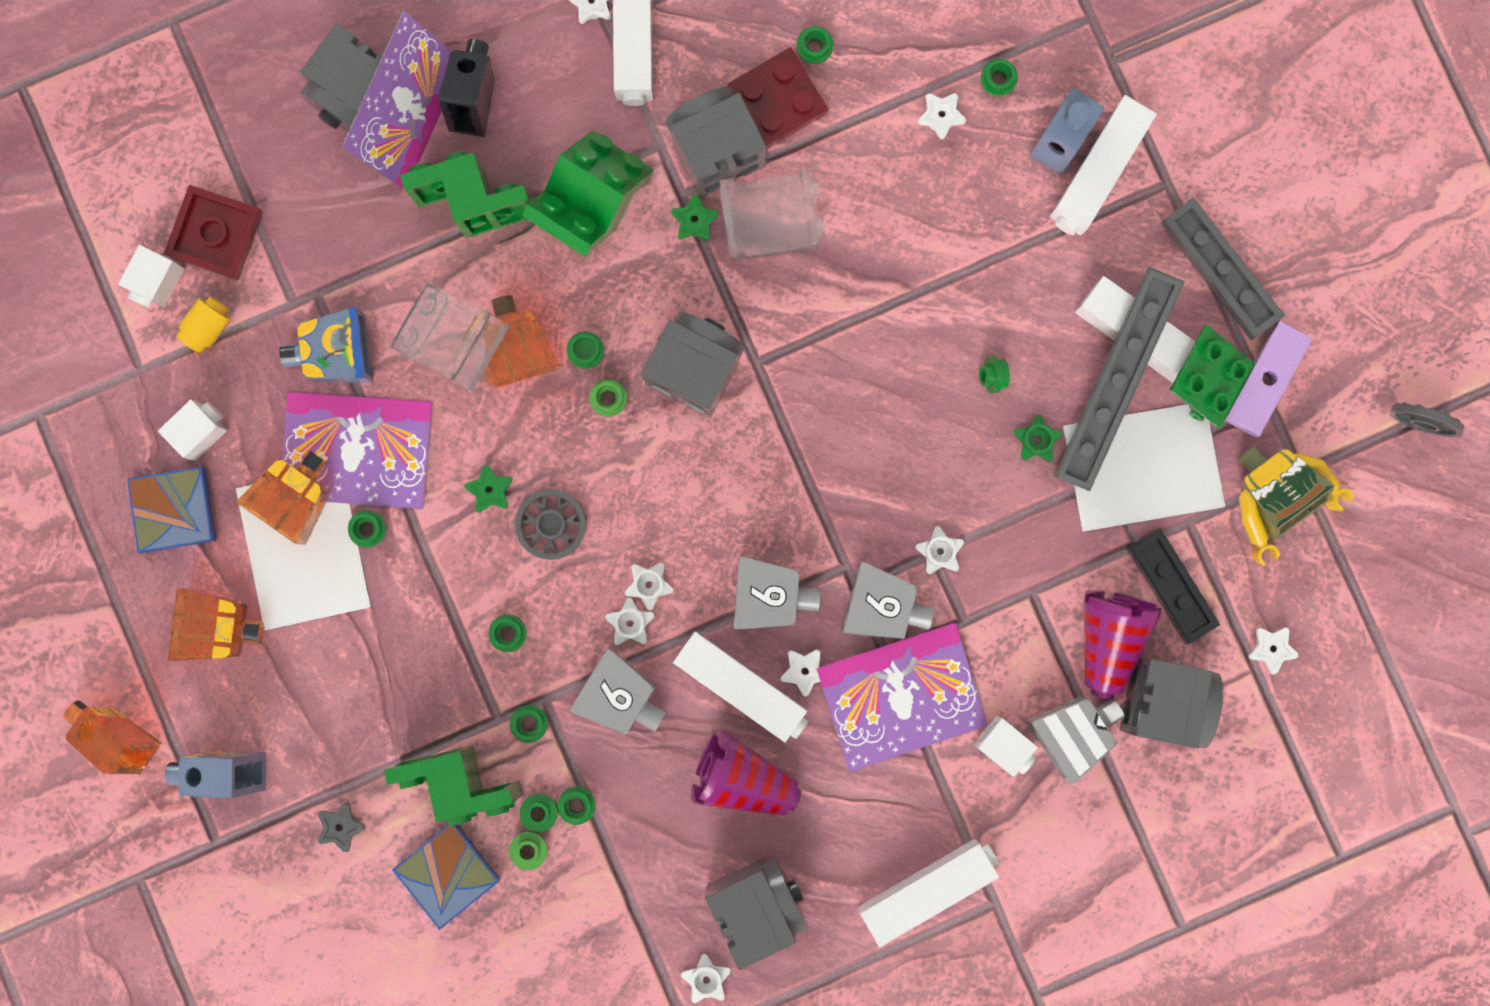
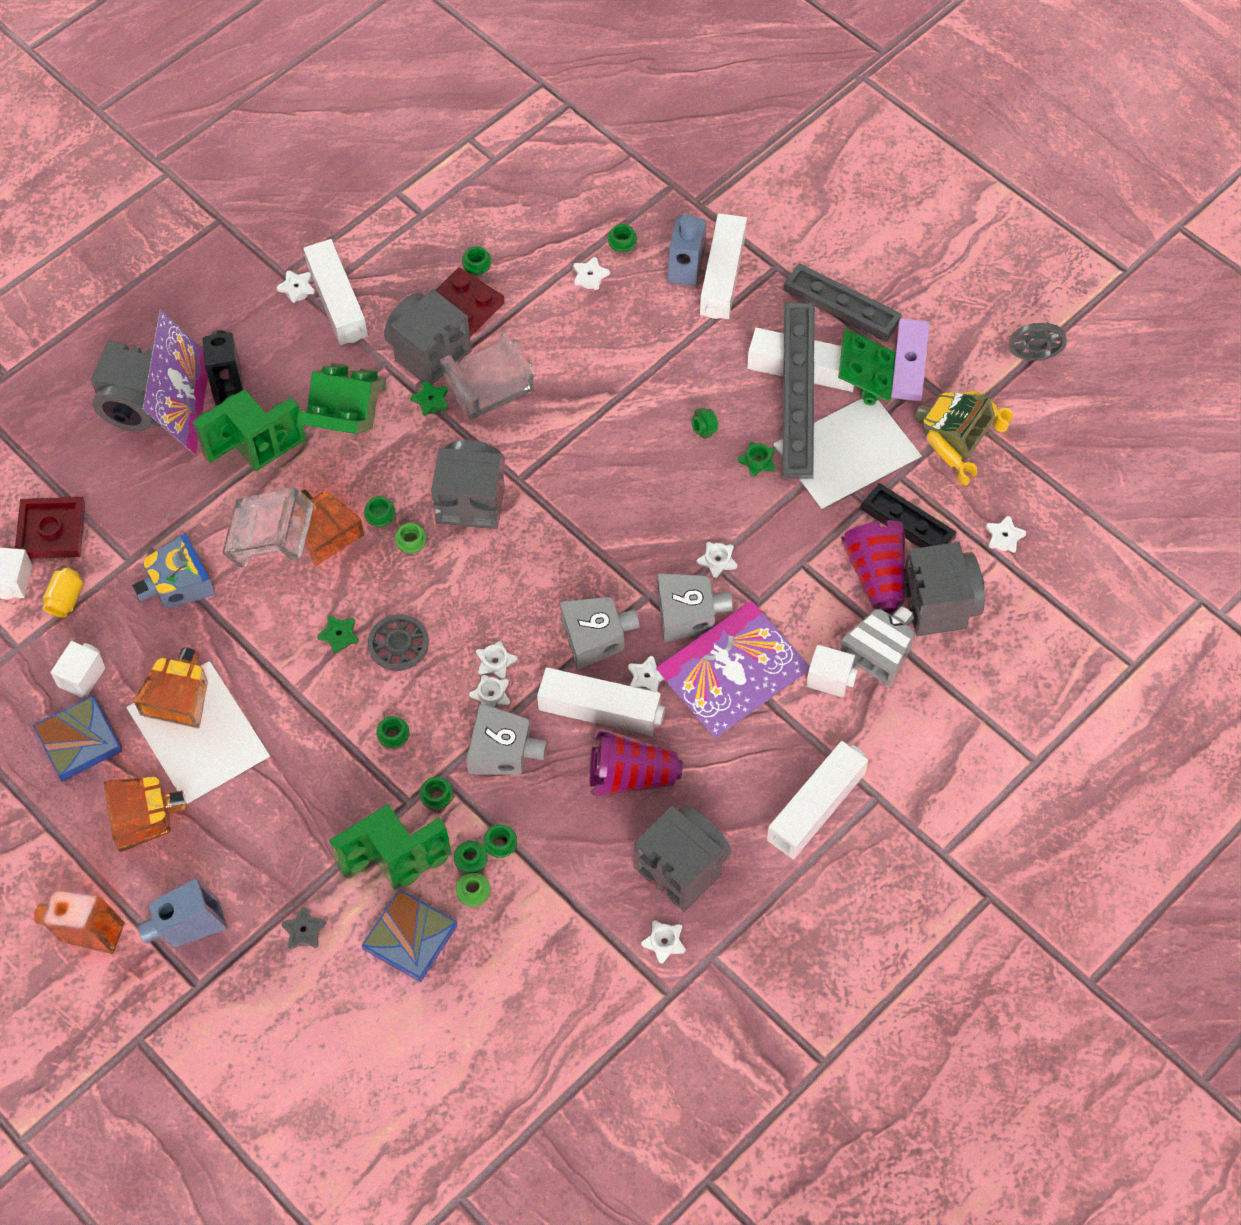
camera: 20 degrees left, 25 degrees down
(355, 528) = (247, 687): green plate -> none
(370, 444) = (232, 638): sticker -> none

